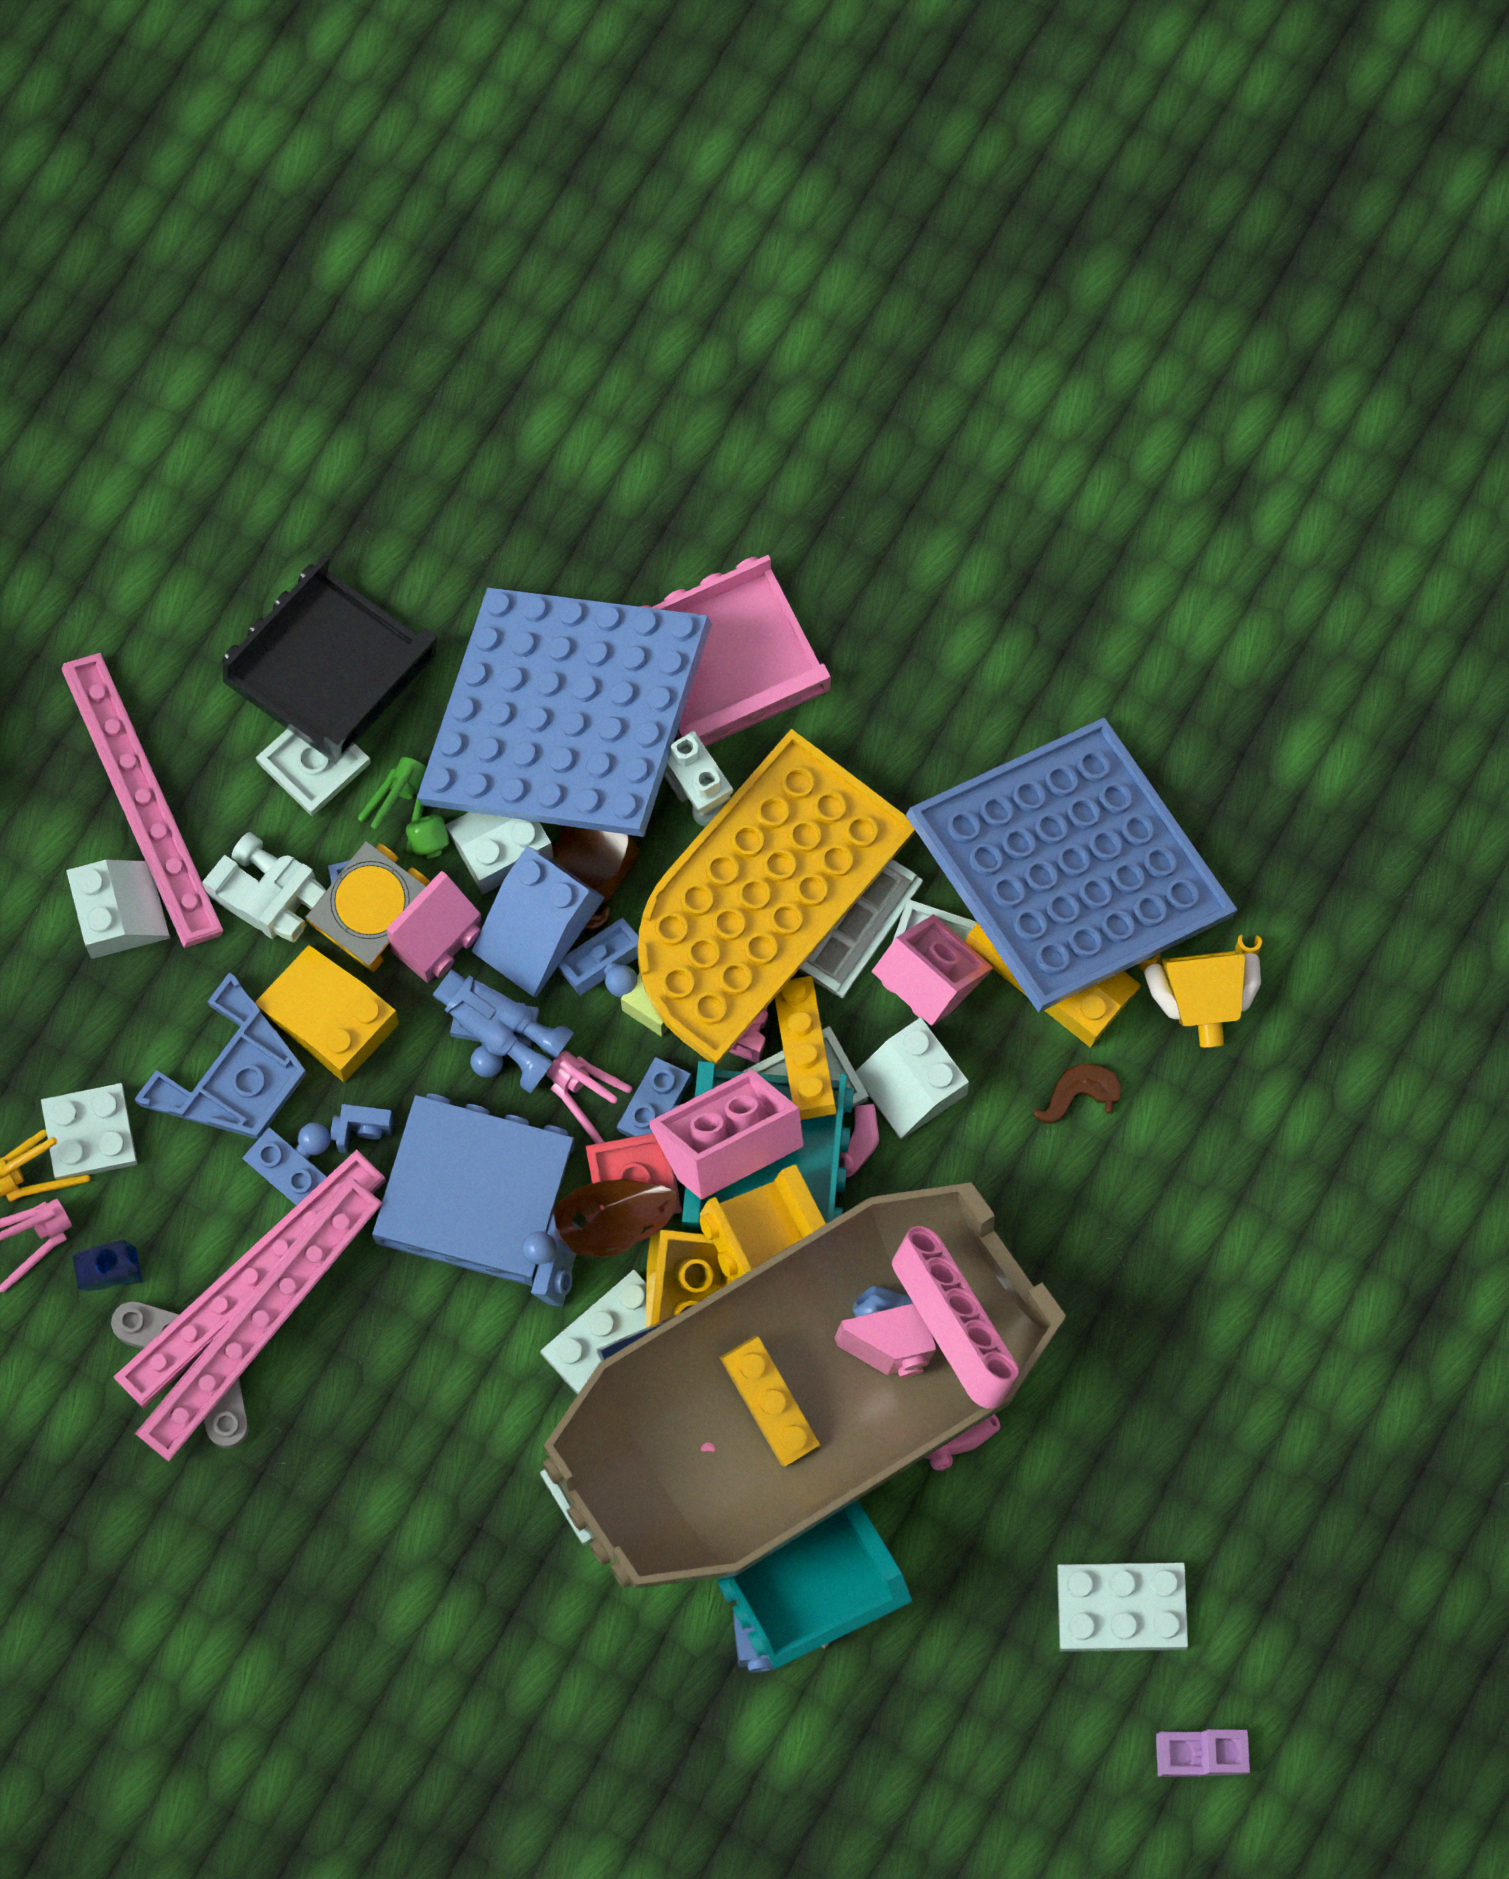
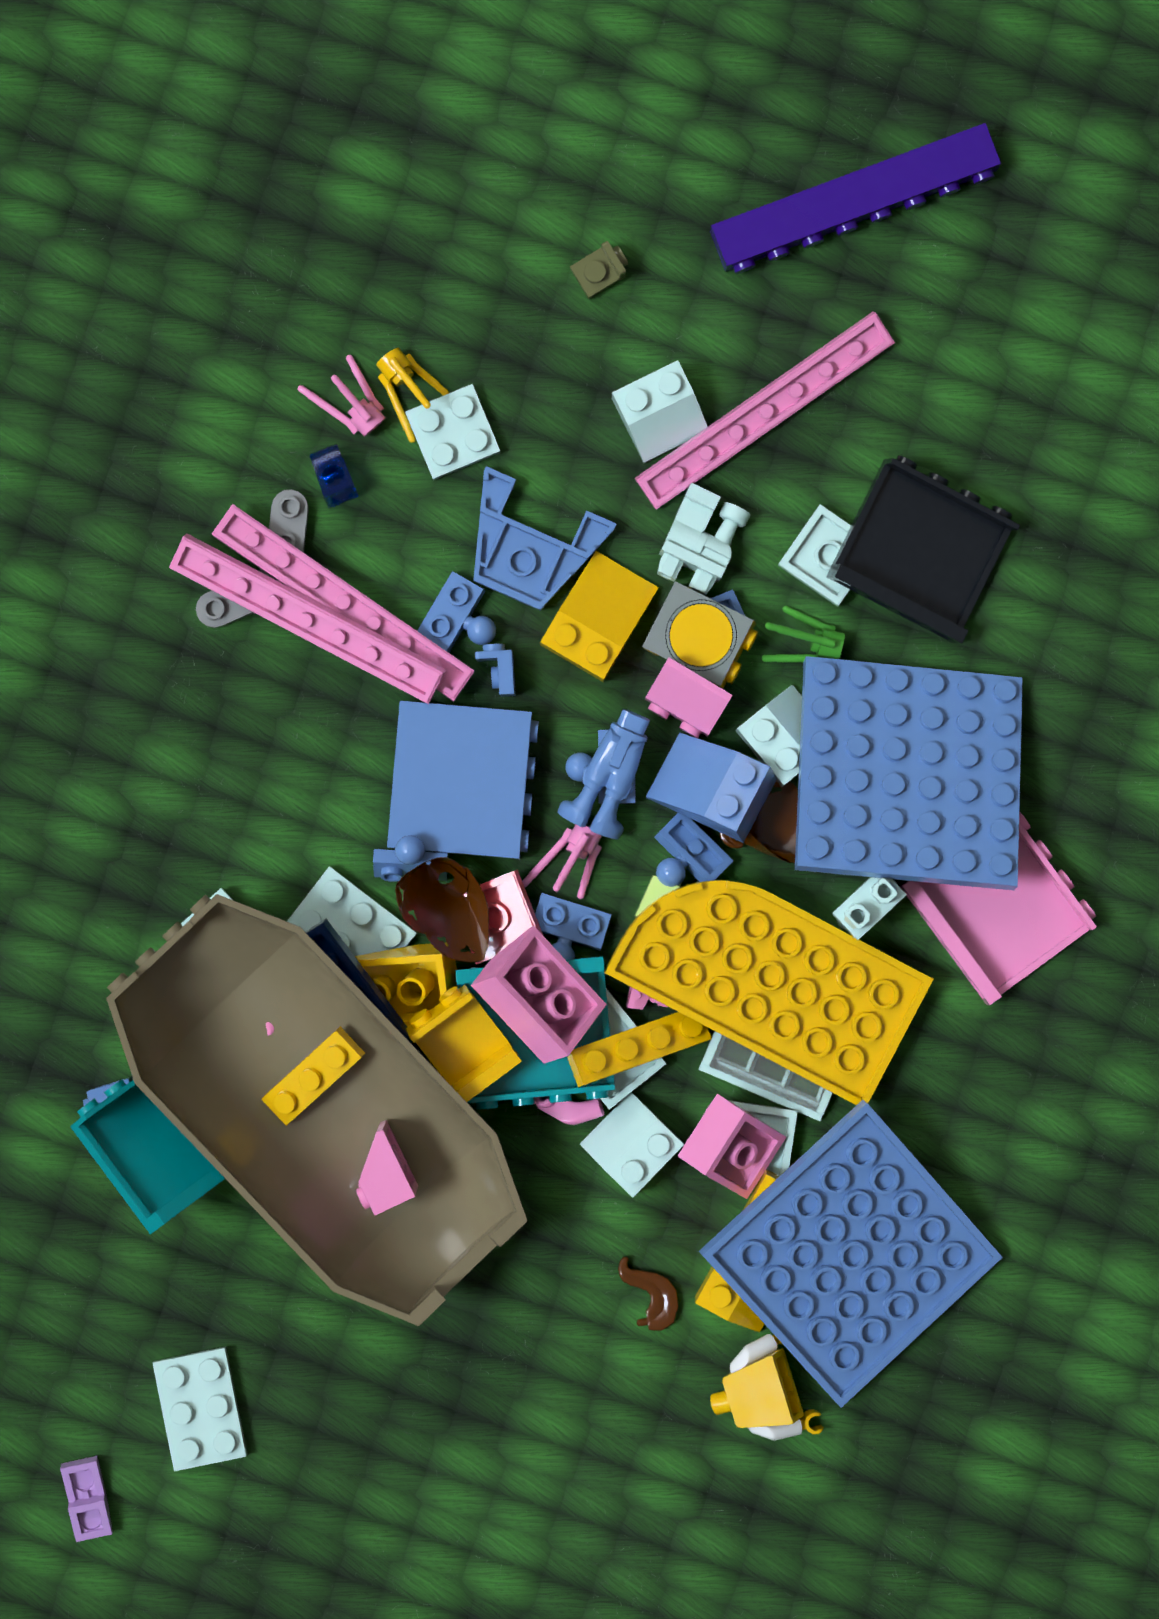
camera: 75 degrees right, 15 degrees up
(428, 835) = (777, 672): bright green piece -> none
(879, 1299) = (421, 1155): medium blue animal -> none
(955, 1317) = (398, 1229): bright pink beam -> none

